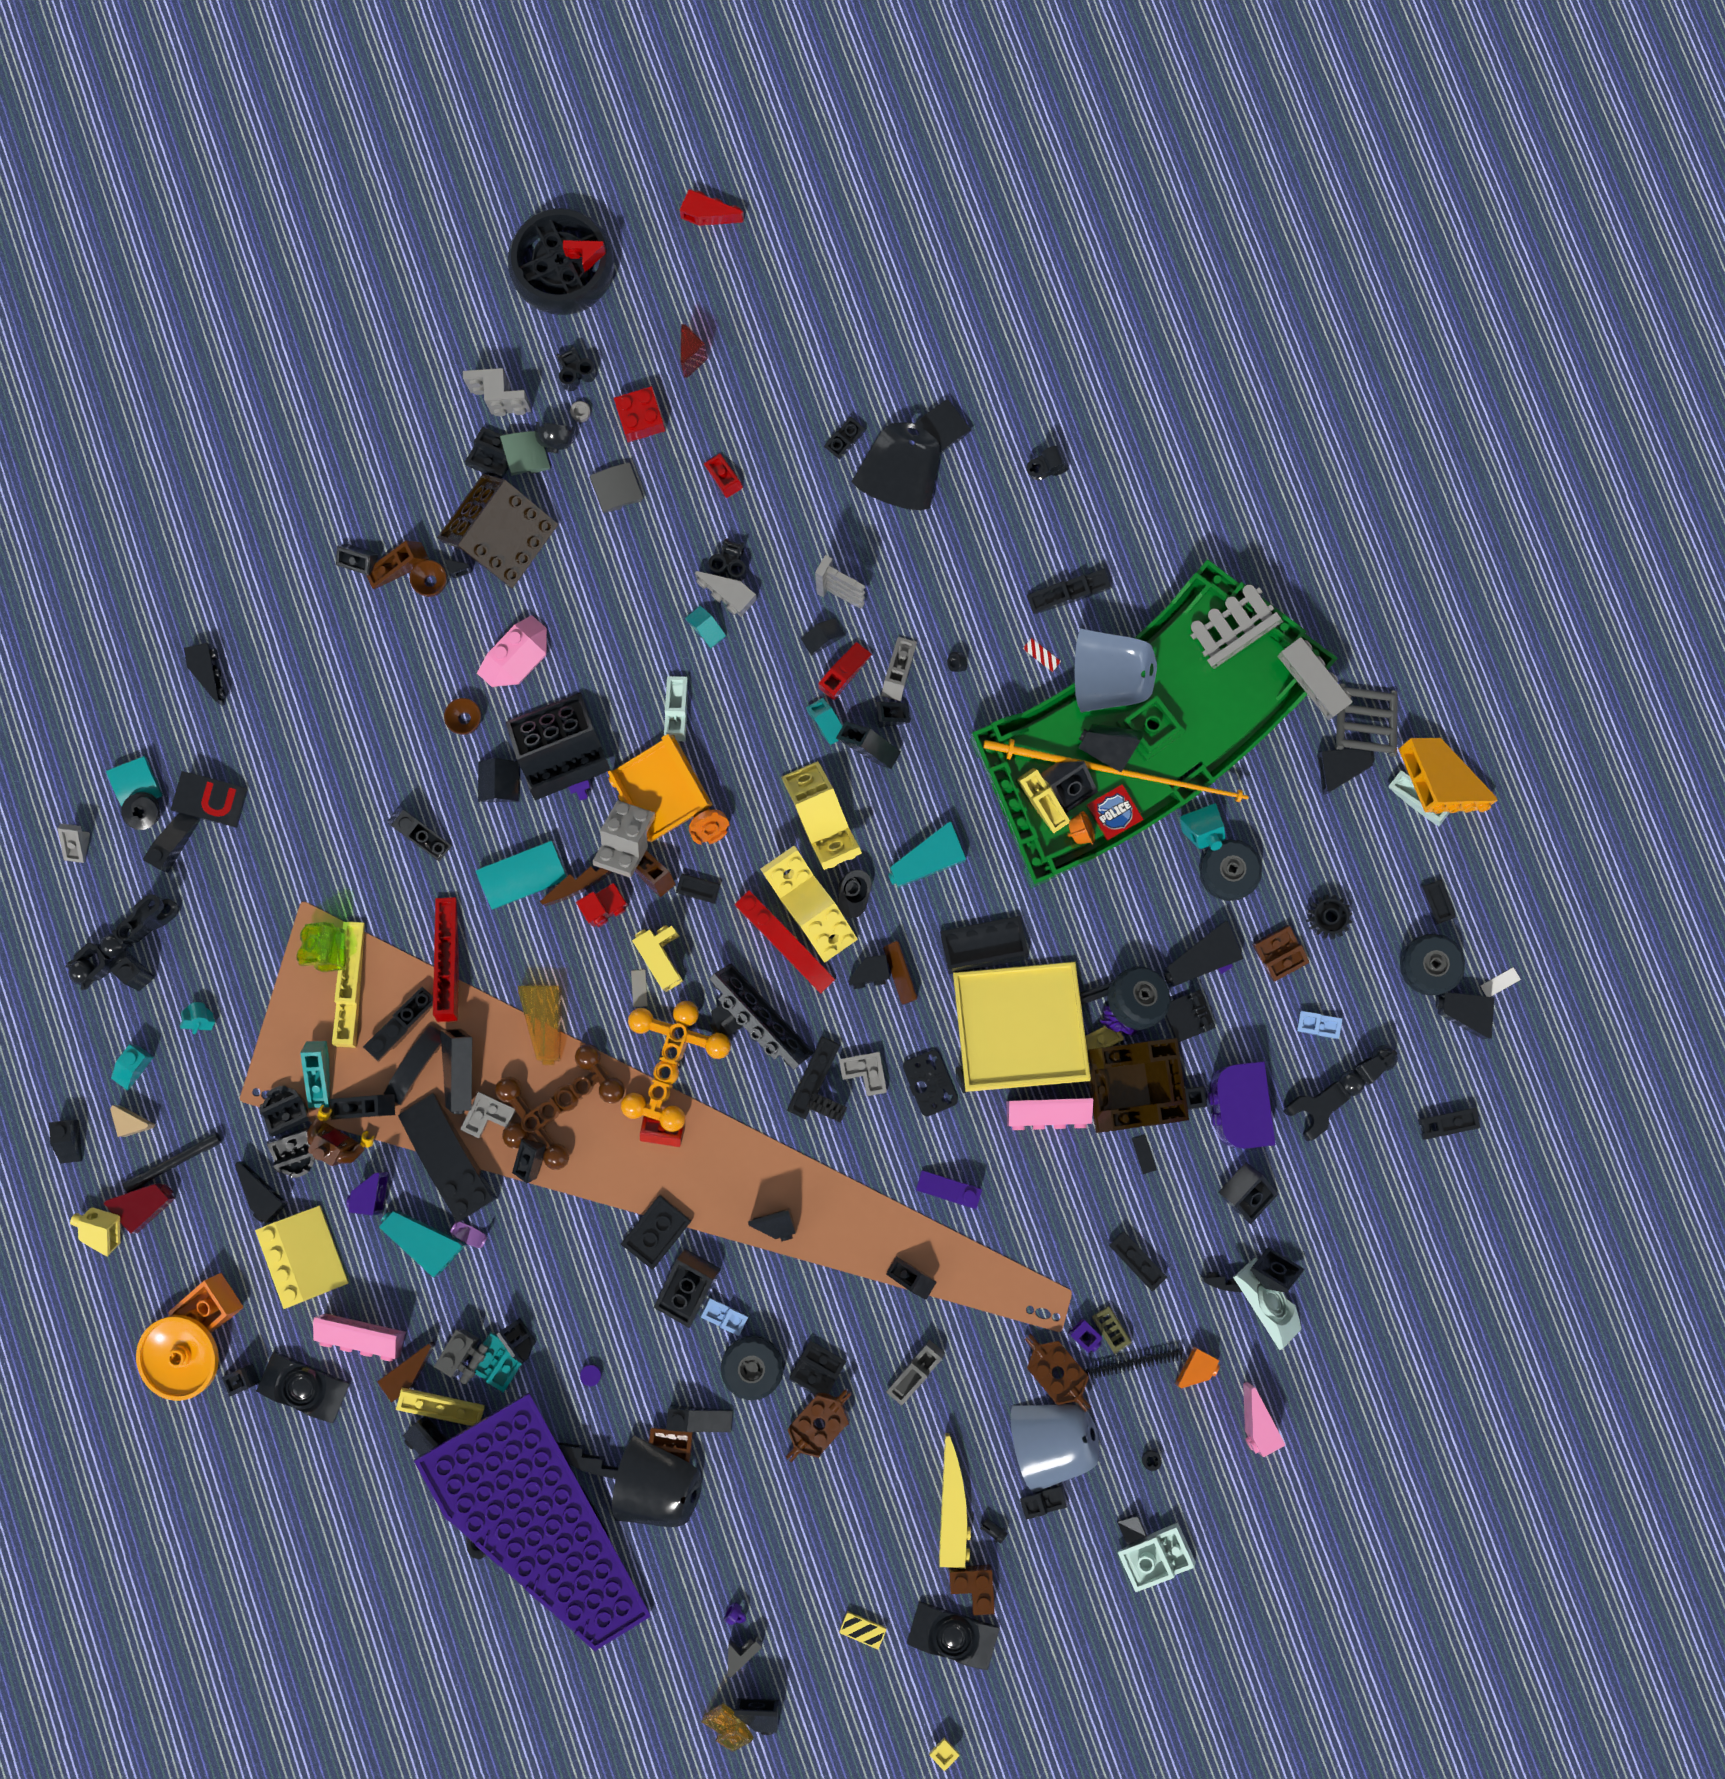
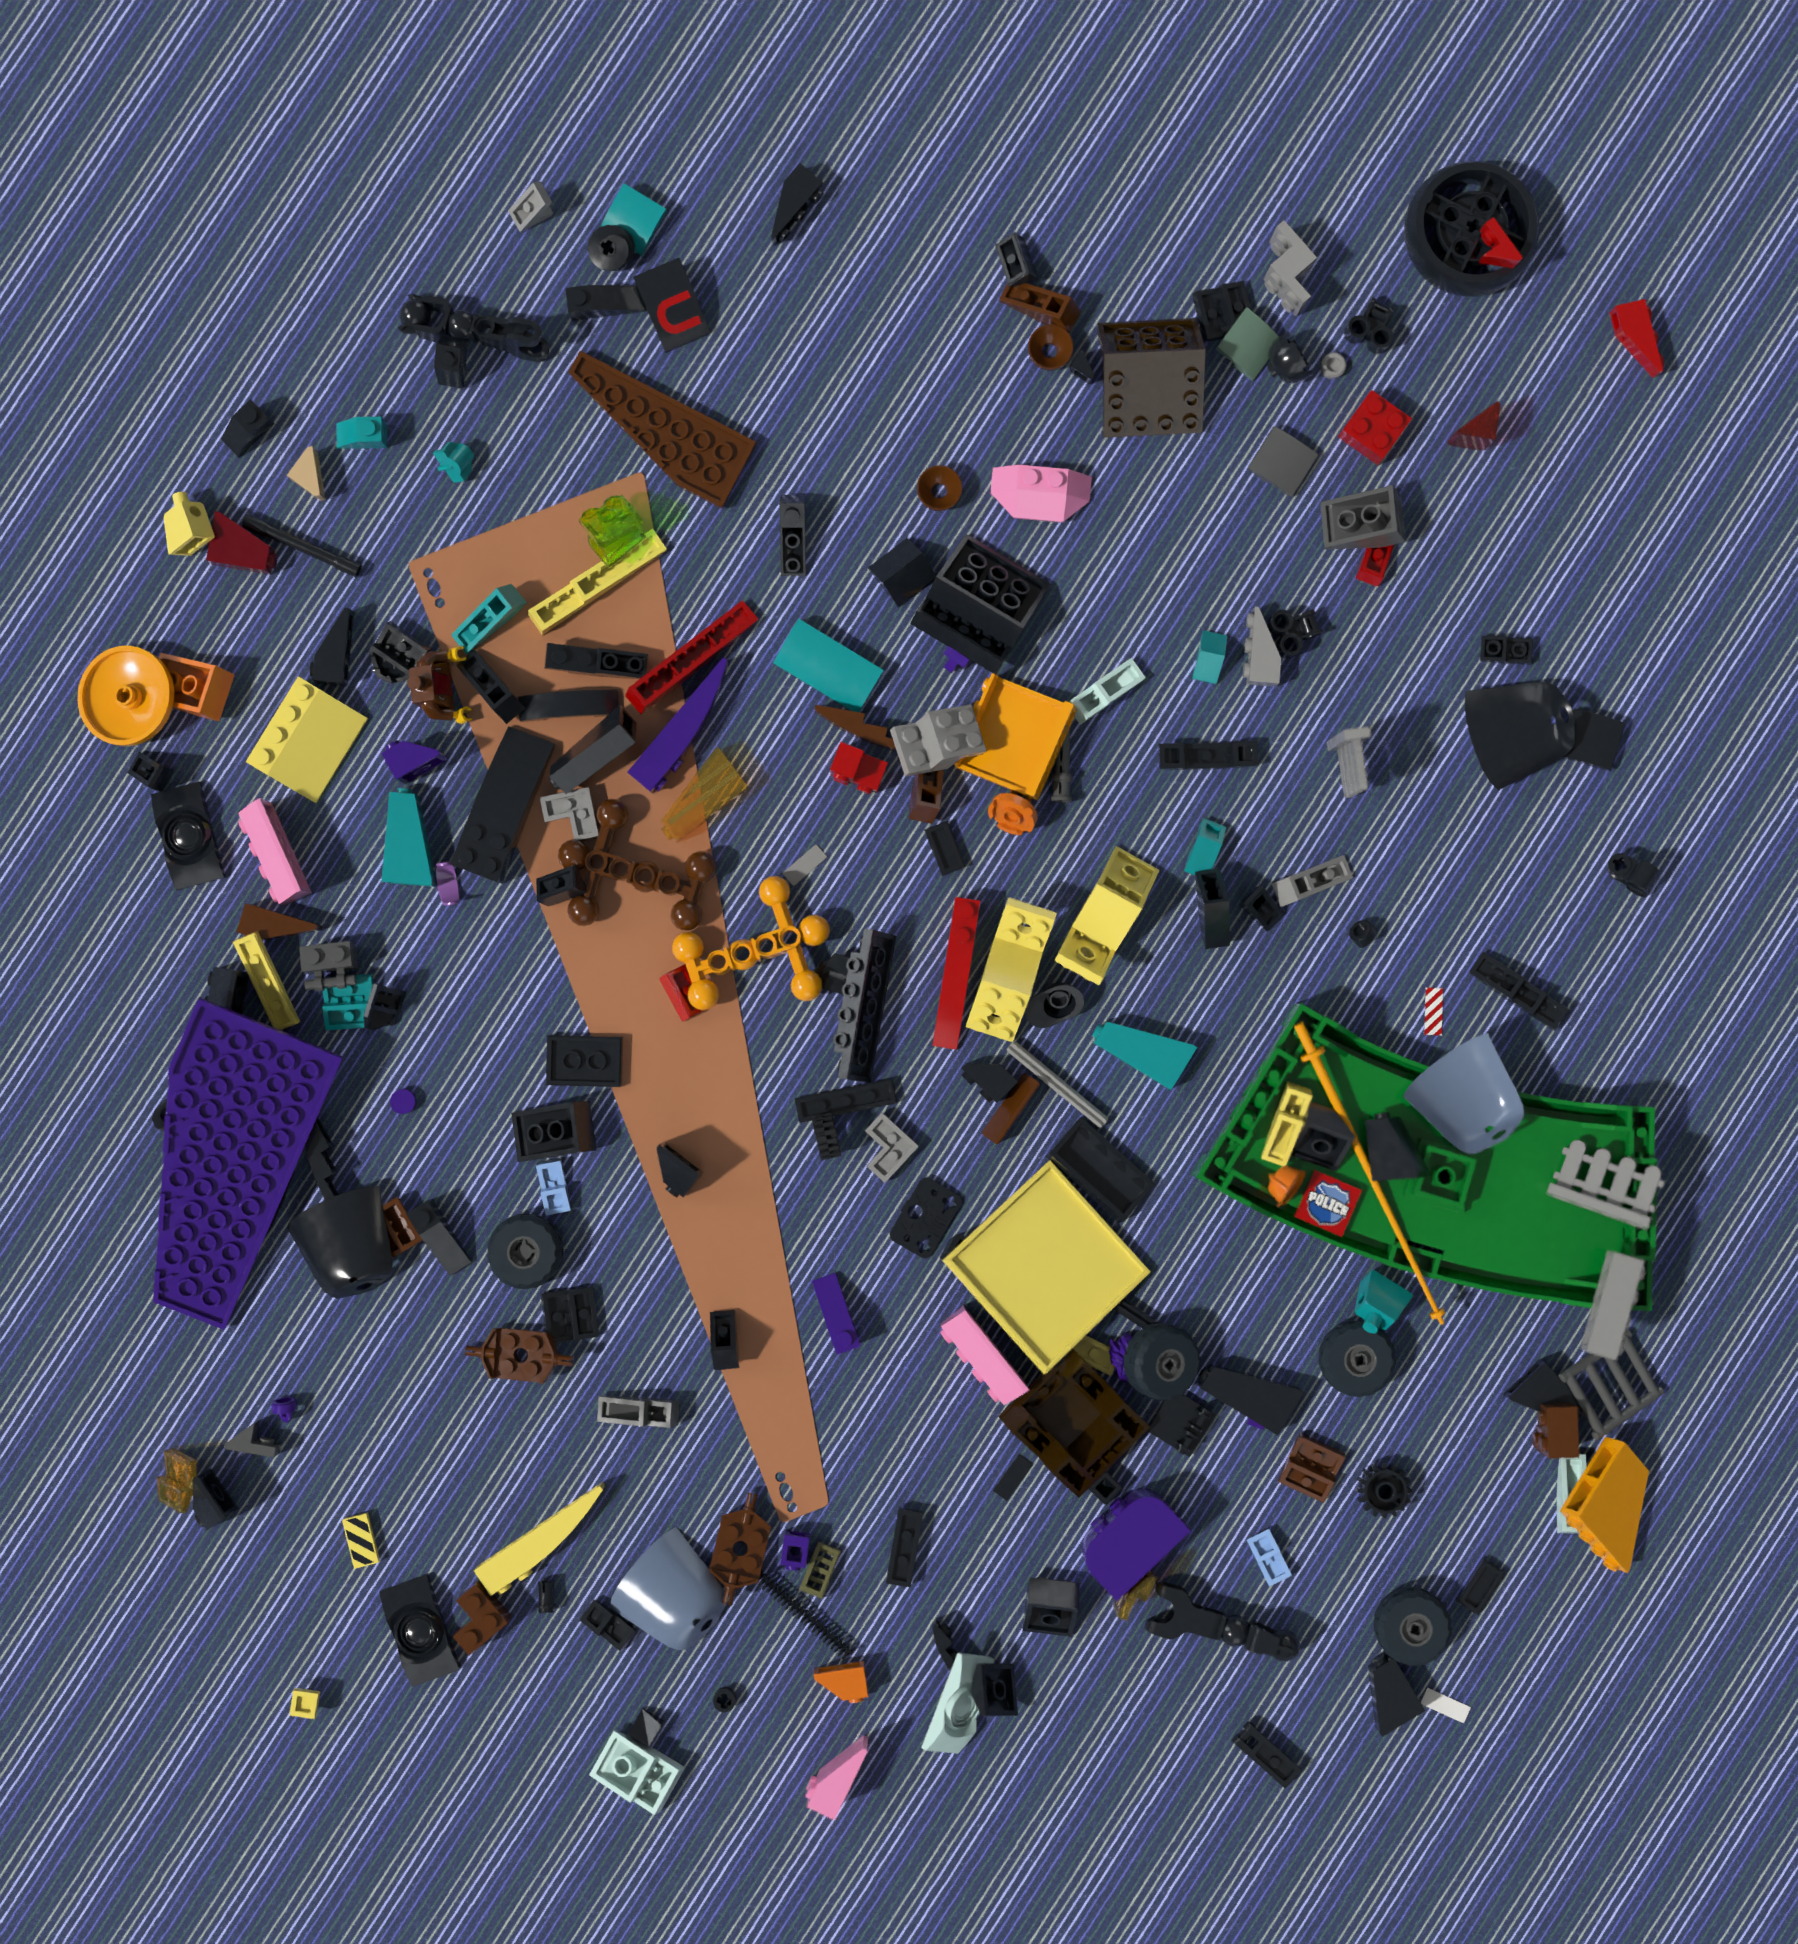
camera: 50 degrees right, 5 degrees up
(283, 1110) = (430, 613): black slope -> none
(301, 860) = (683, 442): none -> reddish brown wing
(491, 1009) = (676, 738): none -> dark purple slope
(655, 956) = (845, 861): light yellow brick -> none
(693, 464) = (1363, 520): none -> dark grey slope
(711, 778) = (1061, 774): none -> dark grey pin
(768, 674) = (1208, 755): none -> black slope
(822, 635) = (1288, 780): black slope -> none
(844, 671) = (1269, 828): red slope -> none
(908, 930) = (1057, 1084): none -> light grey axle
(1279, 1124) = (1140, 1590): none -> clear yellow slope
(1373, 775) = (1557, 1431): none -> reddish brown brick

